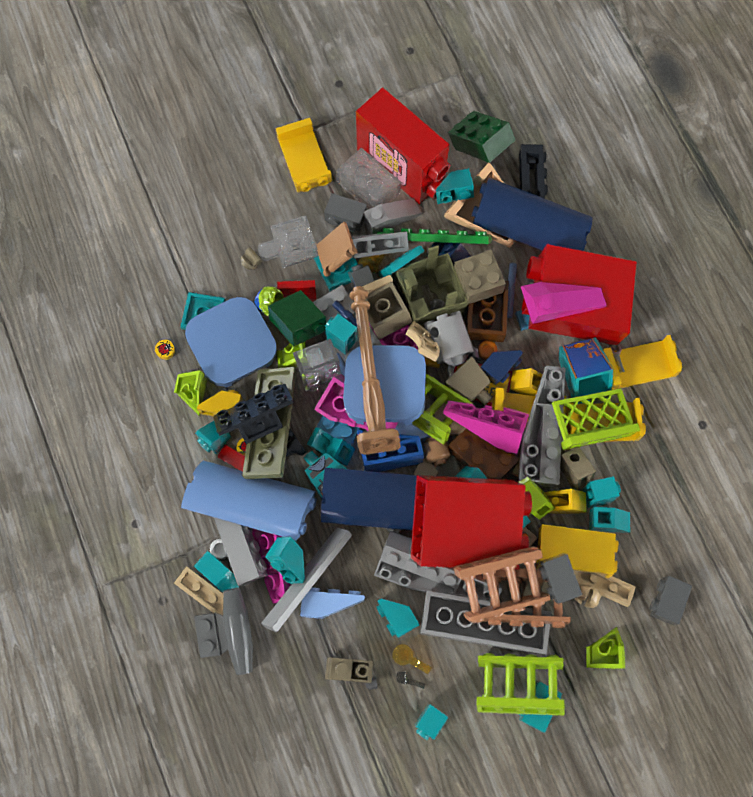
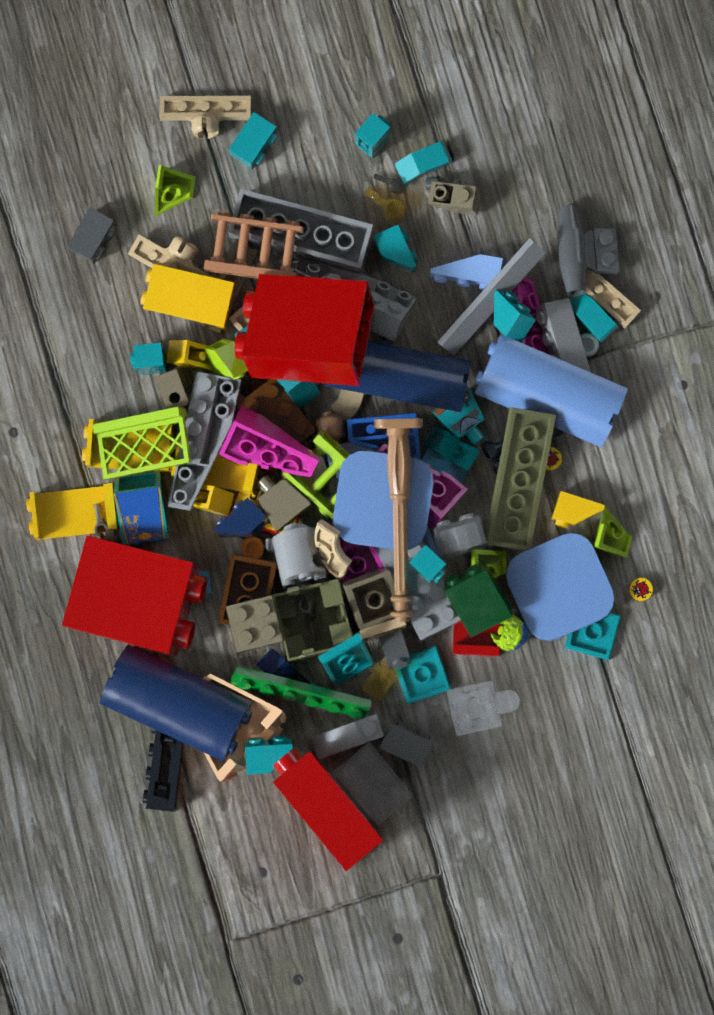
camera: 170 degrees left, 10 degrees up
(210, 439) = (587, 470): teal slope -> none
(232, 457) = (566, 446): red sticker -> none
(250, 259) = (530, 693): dark tan plate -> none
(255, 416) = (536, 484): black bracket -> none
(303, 155) = (452, 830): yellow panel -> none
(336, 249) = (423, 686): medium nougat piece -> none
(344, 312) = (419, 598): dark blue piece -> none
(380, 244) = (375, 689): light grey slope -> none
(381, 702) = (423, 161): none -> teal slope
(481, 136) = (223, 823): dark green brick -> none
(488, 567) = (281, 277): nougat fence -> none
(509, 703) = (264, 140): lime fence -> none
(511, 278) = (213, 623): medium blue bar -> none
(555, 300) = (167, 578): dark pink wedge -> none
(560, 578) = (216, 257): dark grey brick -> none
(588, 731) = (204, 111): none -> tan plate
(609, 520) = (143, 328): teal slope -> none

